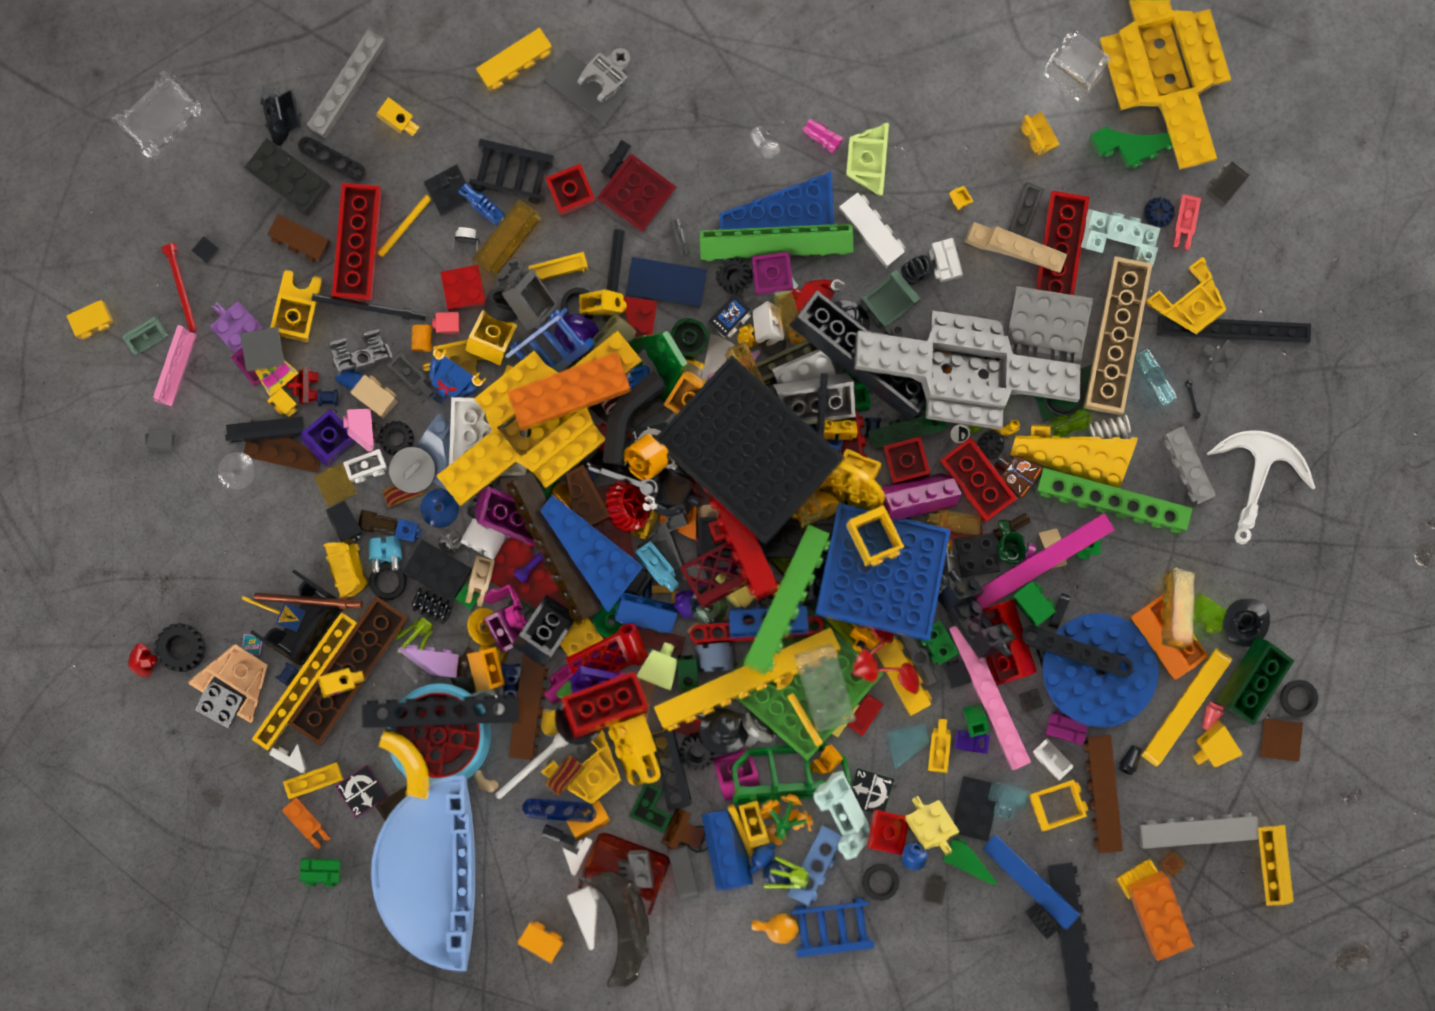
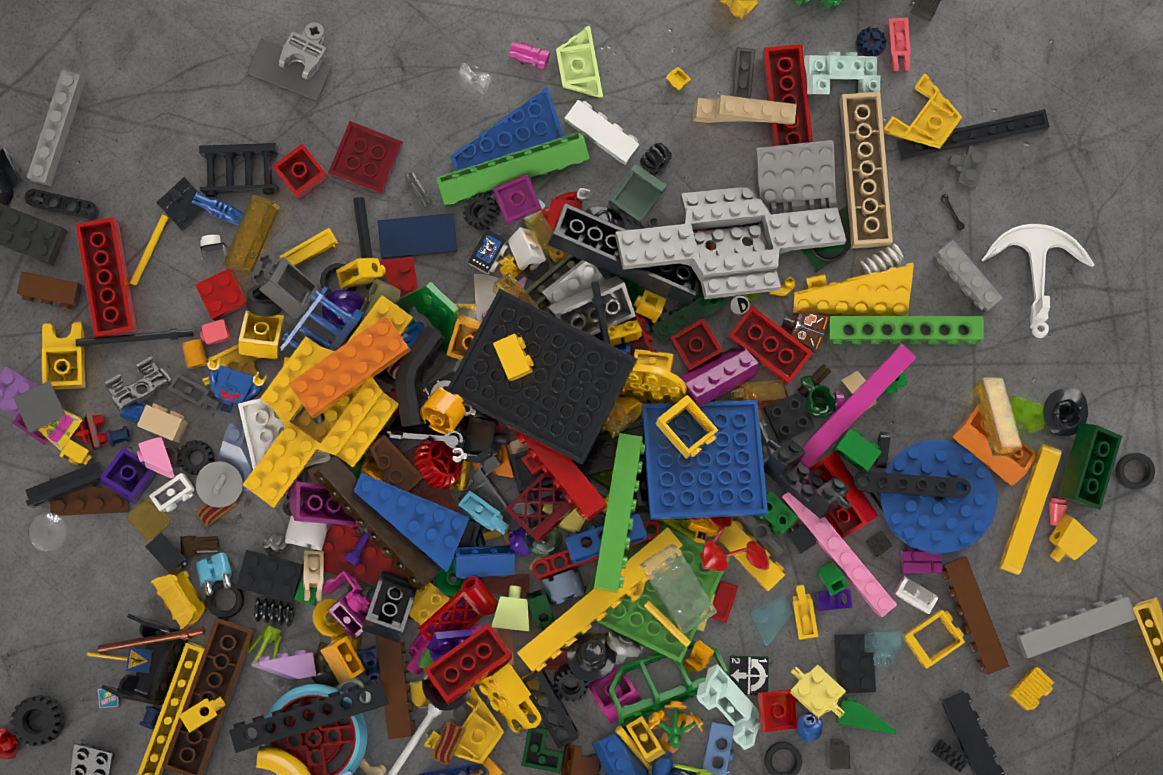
camera: 20 degrees left, 0 degrees up
(240, 672) = (103, 728): light nougat wing -> none
(390, 111) = (105, 143): yellow torso -> none
(408, 531) = (231, 545): blue bracket -> none
(446, 515) = (263, 522): blue dish -> none
(514, 59) = (213, 61): yellow brick -> none
(616, 159) = (336, 130): black pin -> none
(692, 328) = (456, 273): dark green brick -> none
(727, 424) = (514, 357): none -> yellow brick
(872, 410) = (649, 305): none -> yellow brick
(946, 260) = (680, 142): white brick -> none
(991, 444) = (773, 307): black wheel -> none
(1031, 881) = (929, 720): blue tile -> none
(1079, 421) = (850, 262): clear neon green hinge -> none
(1130, 761) = (990, 577): black cone -> none
(1148, 366) = (903, 190): clear light blue piece -> none
(1160, 915) = (1063, 719): orange brick -> none
(1172, 863) = (1059, 664): clear orange plate -> none
(1281, 740) = (1129, 515): reddish brown tile -> none

